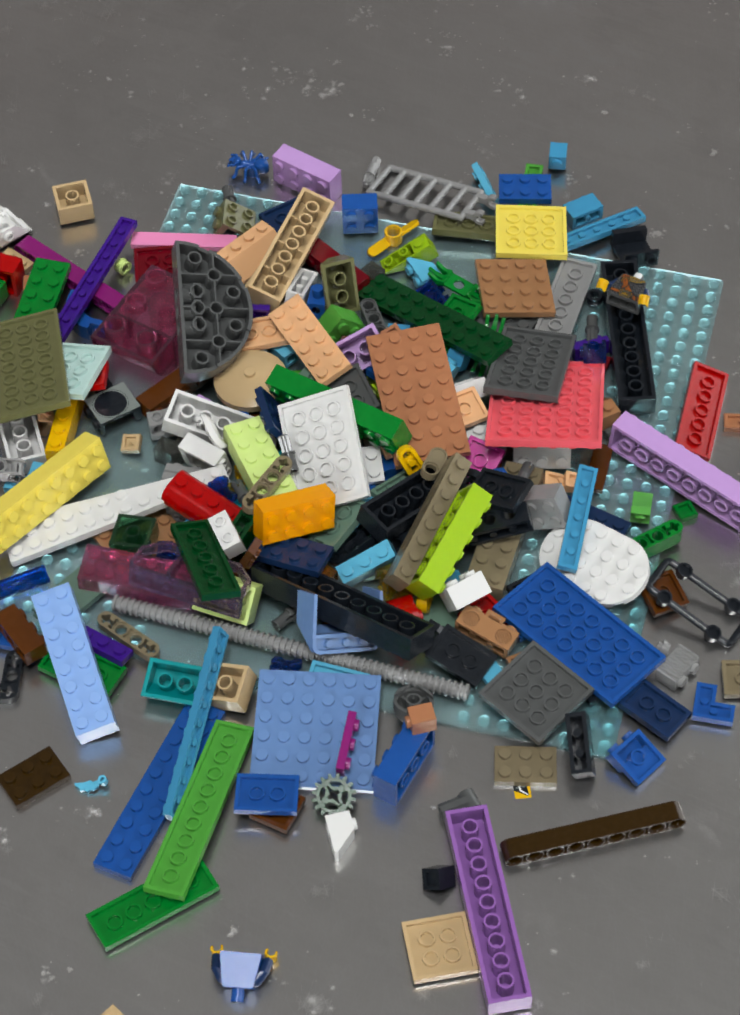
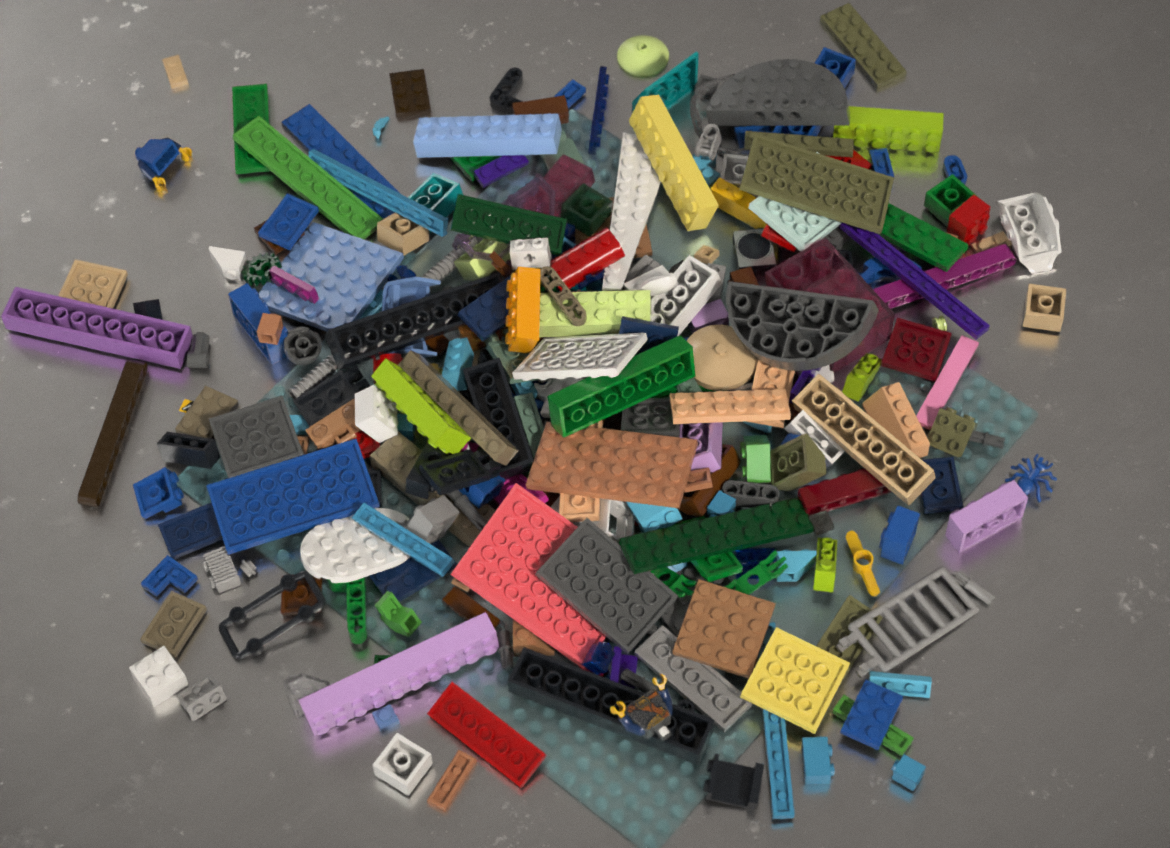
camera: 115 degrees right, 5 degrees up
(127, 637) = (499, 186): dark tan beam -> none
(286, 449) = (593, 330): axle -> none
(409, 460) = (538, 428): yellow plate -> none
(434, 460) = (524, 444): dark tan piece -> none

